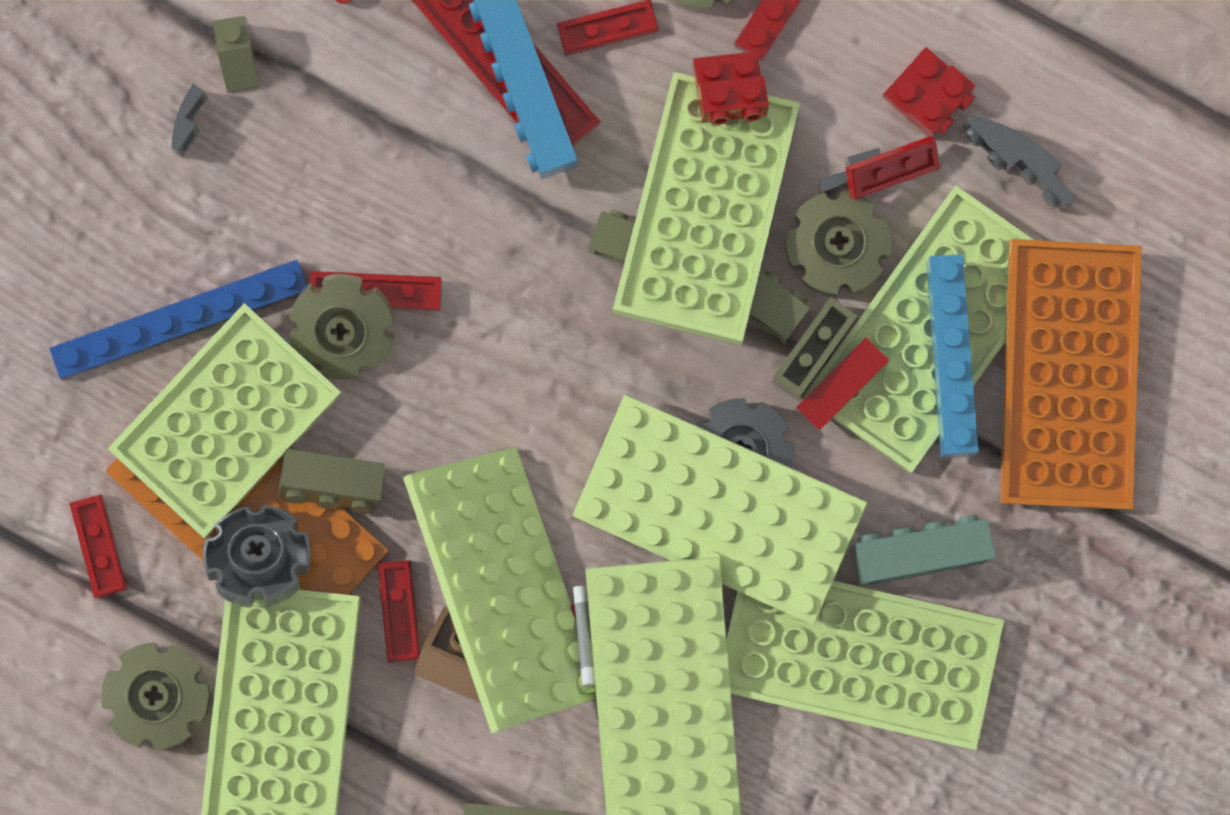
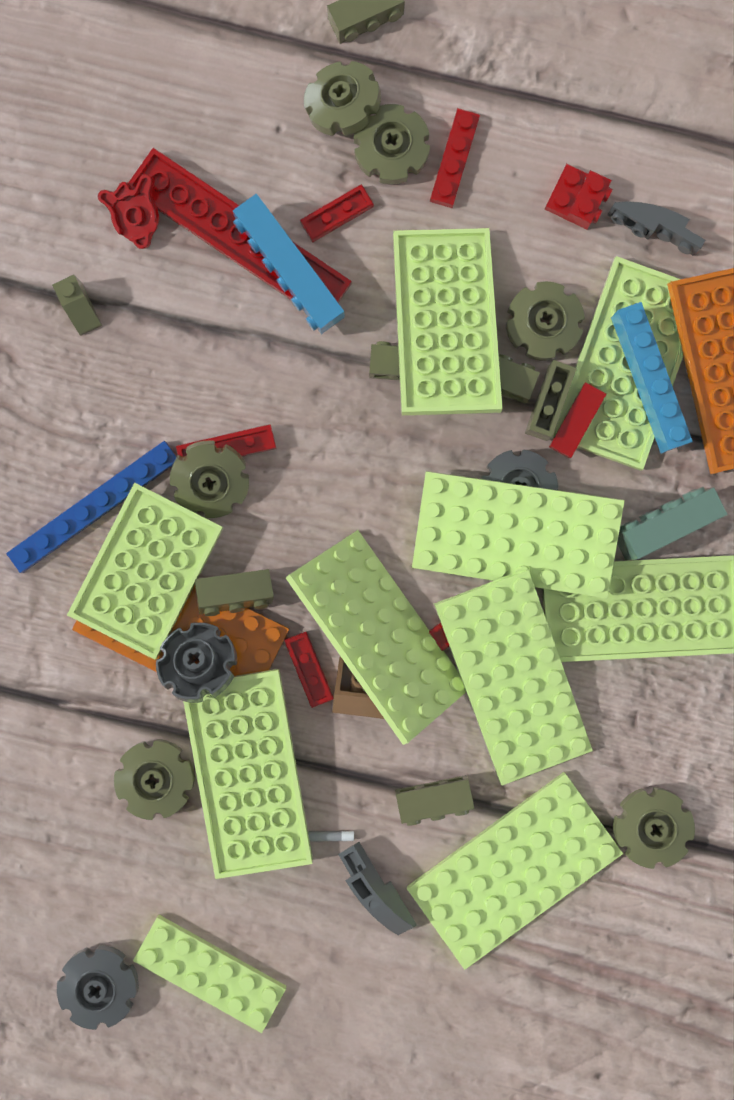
camera: 20 degrees left, 5 degrees up
(98, 546) = (83, 683): red tile -> none
(185, 130) = (56, 370): dark grey slope -> none
(584, 635) = (445, 650): light grey bar -> none
(730, 88) = (438, 230): red plate -> none
(839, 181) = (540, 264): dark grey slope -> none
(892, 167) = (569, 255): red tile -> none

